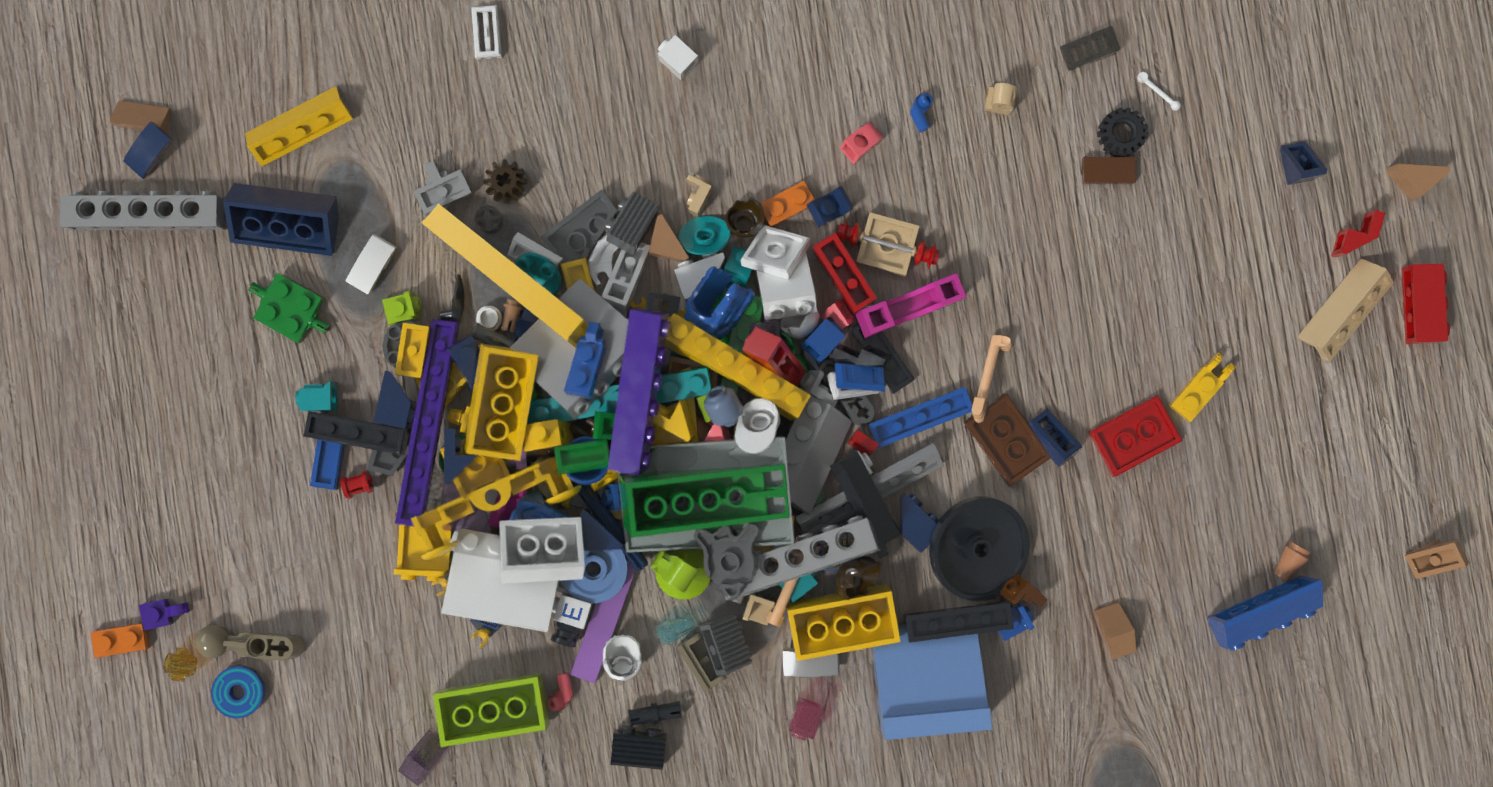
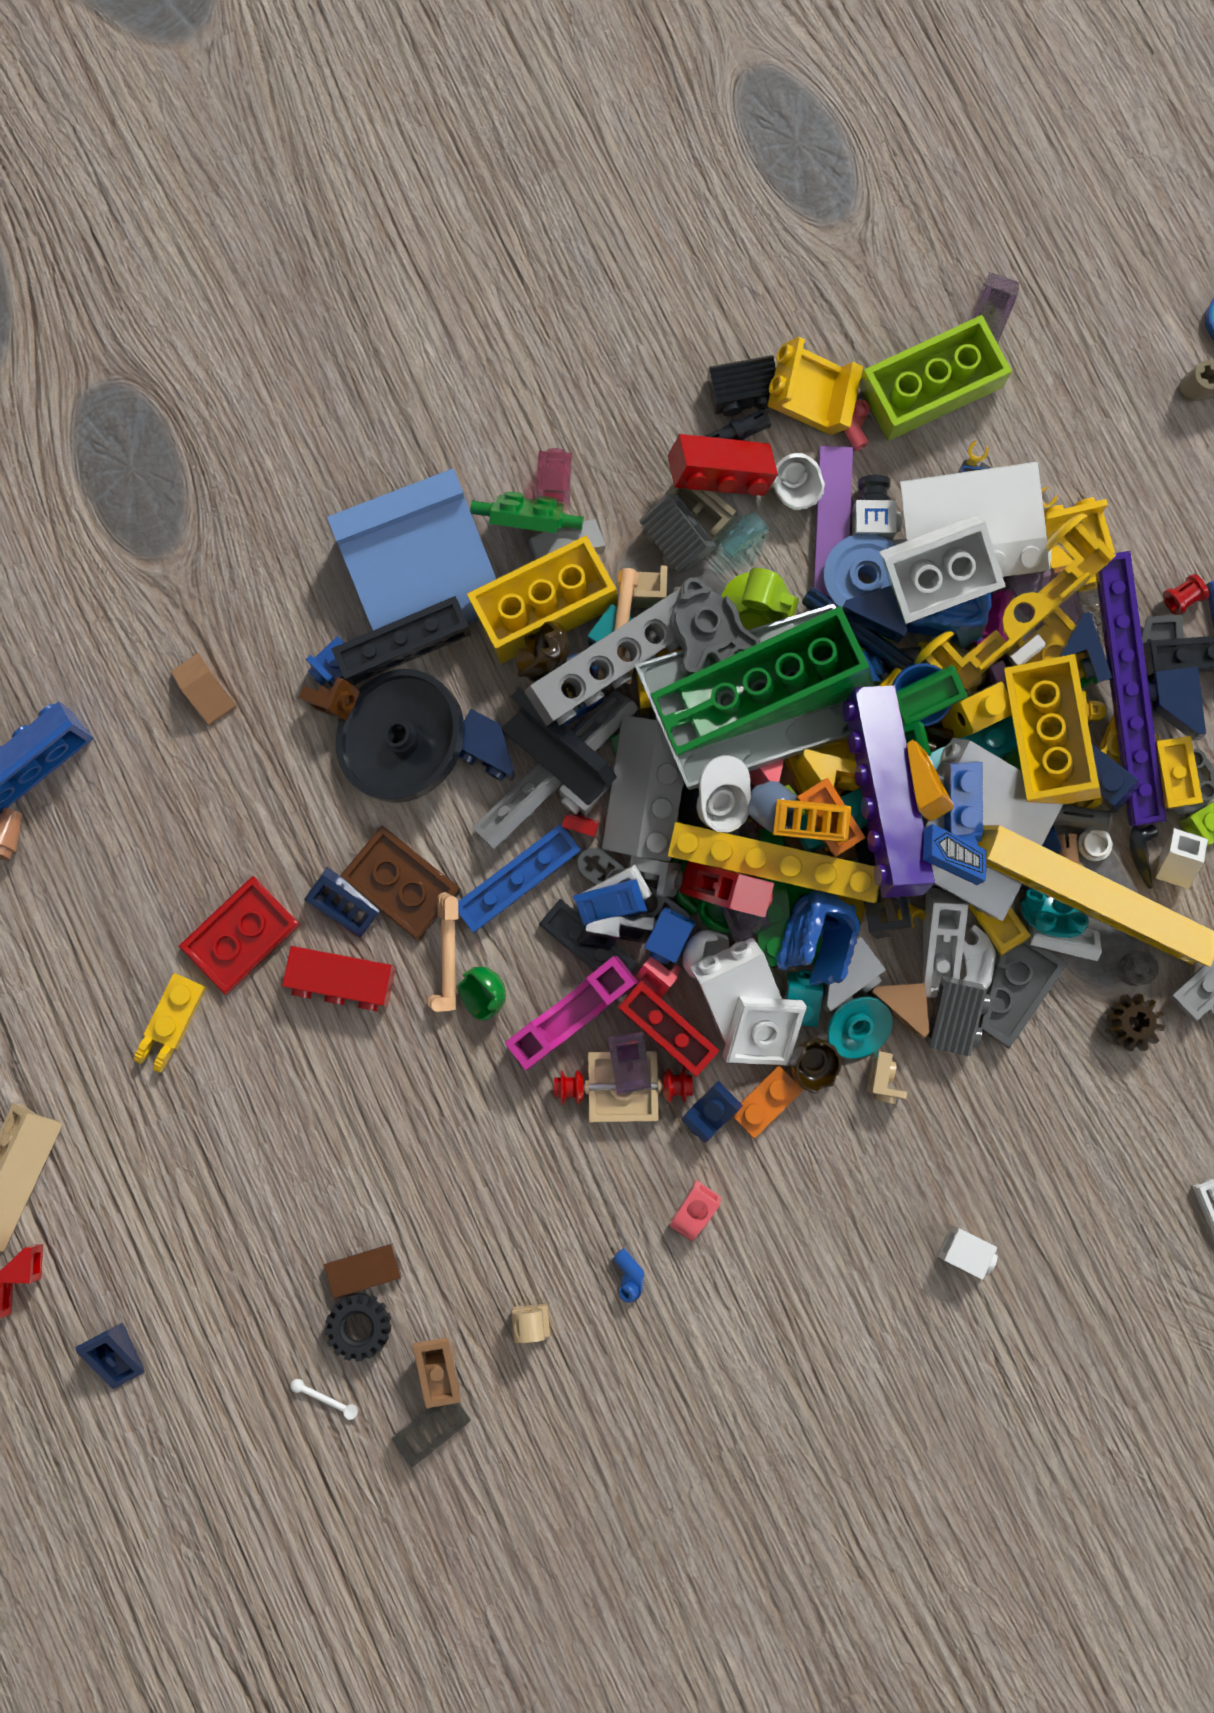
camera: 165 degrees right, 5 degrees down
(431, 287) = (1181, 858): none -> white brick
(497, 469) = (1027, 651): none -> white tile
(586, 728) = (814, 388): none -> yellow panel
(607, 327) = (954, 854): none -> blue tile
(609, 382) = (929, 790): none -> light orange slope
(677, 685) = (722, 465): none -> red brick
(686, 384) = (825, 793): none -> orange plate
(698, 393) = (843, 820): none -> light orange slope
(836, 692) = (526, 513): none -> green plate
(879, 258) = (629, 1062): none -> clear purple slope
(970, 340) = (482, 992): none -> green hair
(1071, 382) = (338, 978): none -> red brick
(1075, 83) = (437, 1372): none -> medium nougat slope

